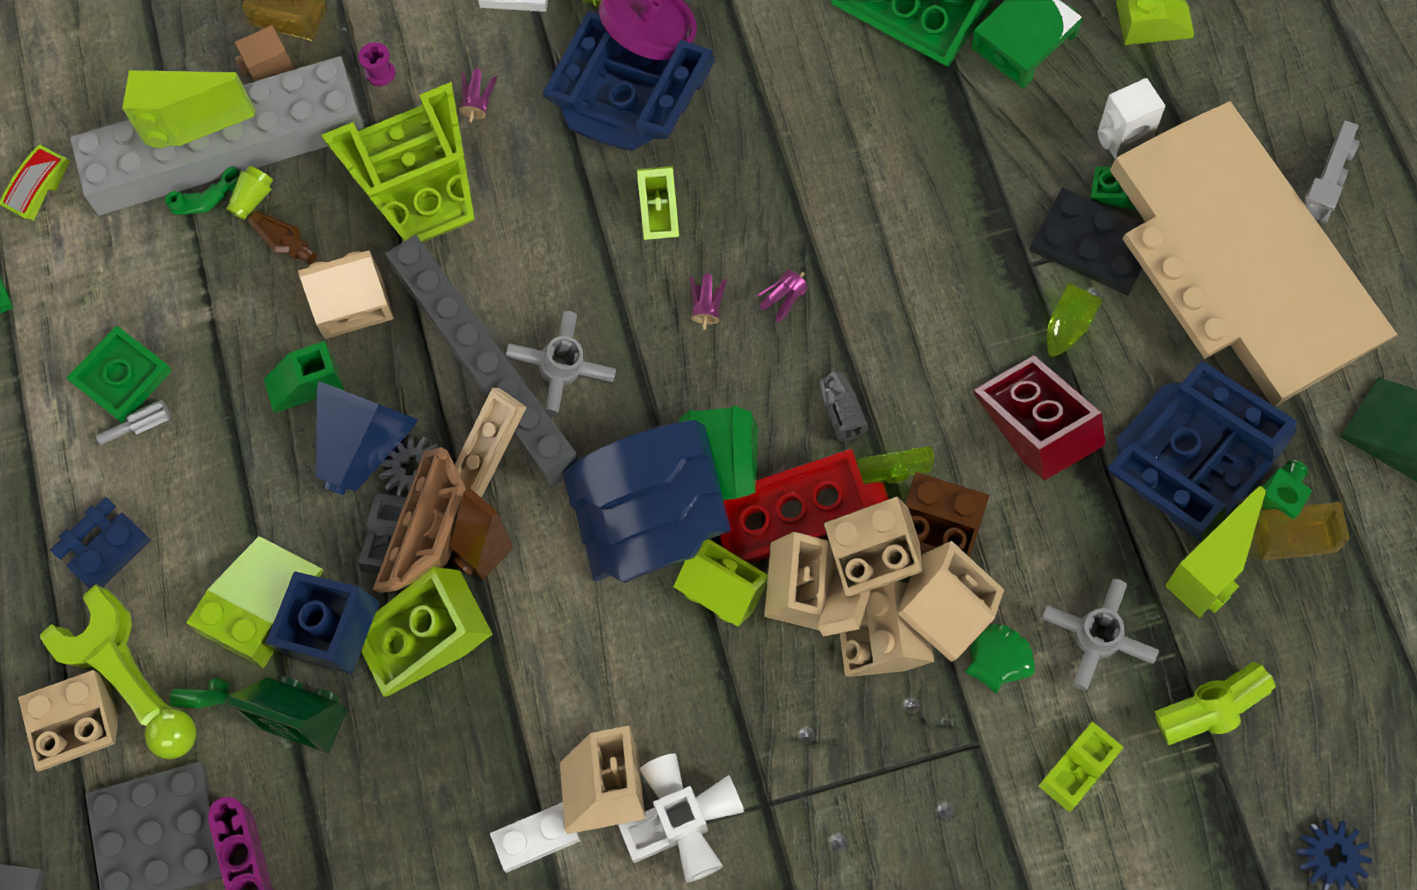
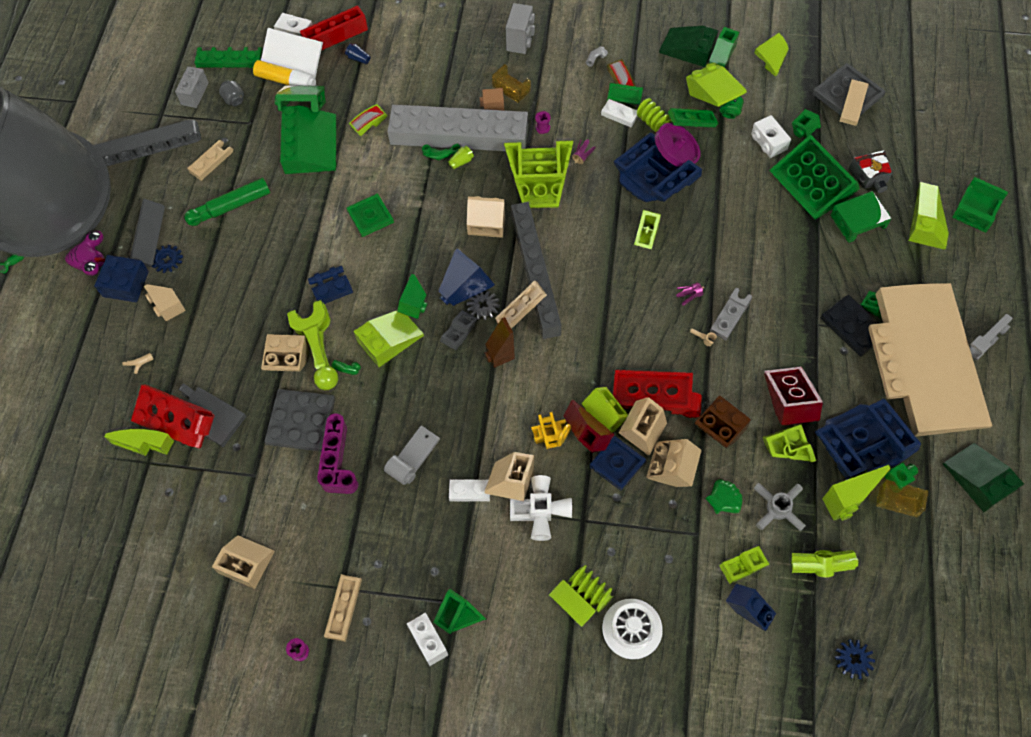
camera: 20 degrees right, 5 degrees down
(138, 421) = (374, 238): light grey axle -> none
(184, 105) = (448, 106): lime slope -> none
(273, 510) = (413, 299): none -> green slope
(282, 237) = (467, 182): reddish brown piece -> none
(291, 712) = (382, 389): dark green slope -> none
(298, 375) = (447, 244): green slope -> none
(323, 622) = (414, 355): dark blue brick -> none
(400, 819) = (412, 456): none -> light grey door
(423, 630) = (457, 377): lime slope -> none
(424, 524) = (478, 331): medium nougat wedge -> none
(560, 374) = (567, 287): light grey bar -> none
(632, 668) = (546, 431): none -> yellow piece
(647, 500) = (585, 358): dark blue slope -> none
(703, 632) = (587, 428): none -> dark red slope
(705, 306) = (649, 285): flat silver piece -> none
(733, 446) = (628, 351): green slope -> none
(784, 672) = (617, 463): none -> dark blue plate
(840, 612) = (664, 437): tan tile -> none
(842, 407) = (697, 355): dark grey hinge -> none
(854, 360) = (707, 342): none -> tan hand
(872, 308) = (730, 315): none -> light grey plate
(875, 546) = (685, 418): tan slope -> none
(896, 465) = (711, 390): clear neon green plate -> none
(950, 600) = (711, 459): tan slope -> none
(1070, 509) = (789, 444): none -> lime slope
(1071, 319) = (827, 356): clear neon green plate -> none
(1124, 839) = (751, 606): none -> dark blue slope
(1130, 117) = (896, 271): white brick -> none

